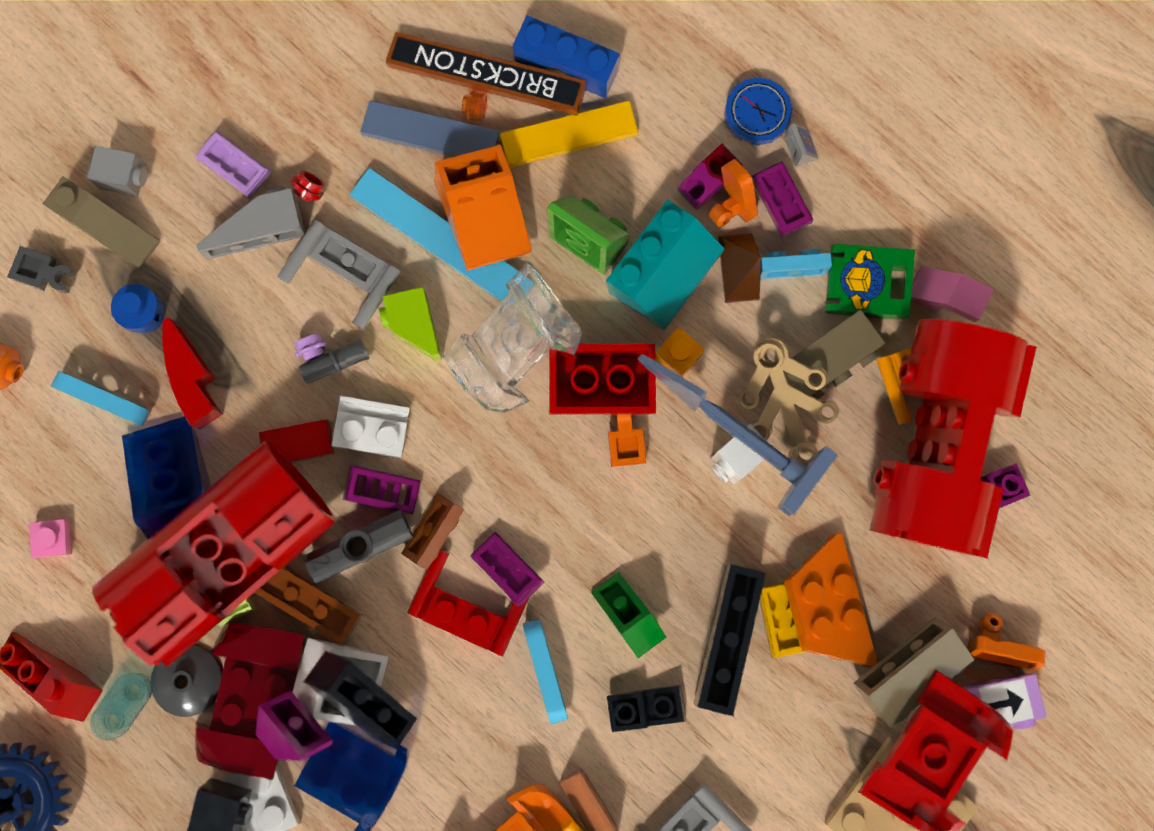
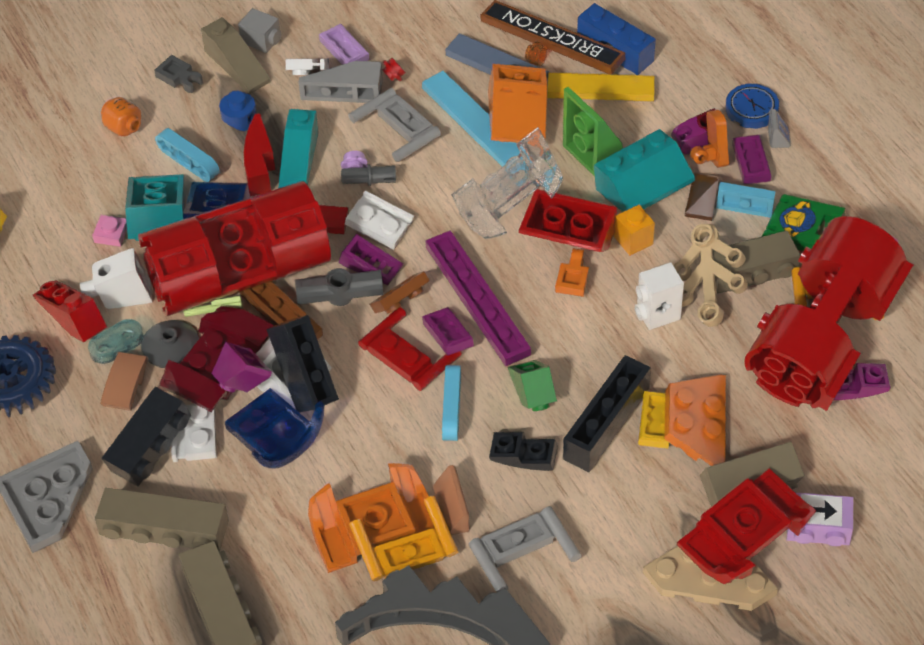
camera: 20 degrees right, 30 degrees down
(81, 632) = (119, 281): none -> white torso
(88, 489) = (153, 202): none -> teal slope
(151, 758) = (123, 380): none -> nougat slope
(197, 215) = (304, 66): none -> white plate
(235, 351) = (298, 146): none -> teal slope
(411, 320) = (437, 163): lime slope -> none
(525, 507) = (478, 298): none -> magenta plate
(801, 477) = (697, 302): sand blue piece -> none
(990, 649) = (827, 480): orange piece -> none

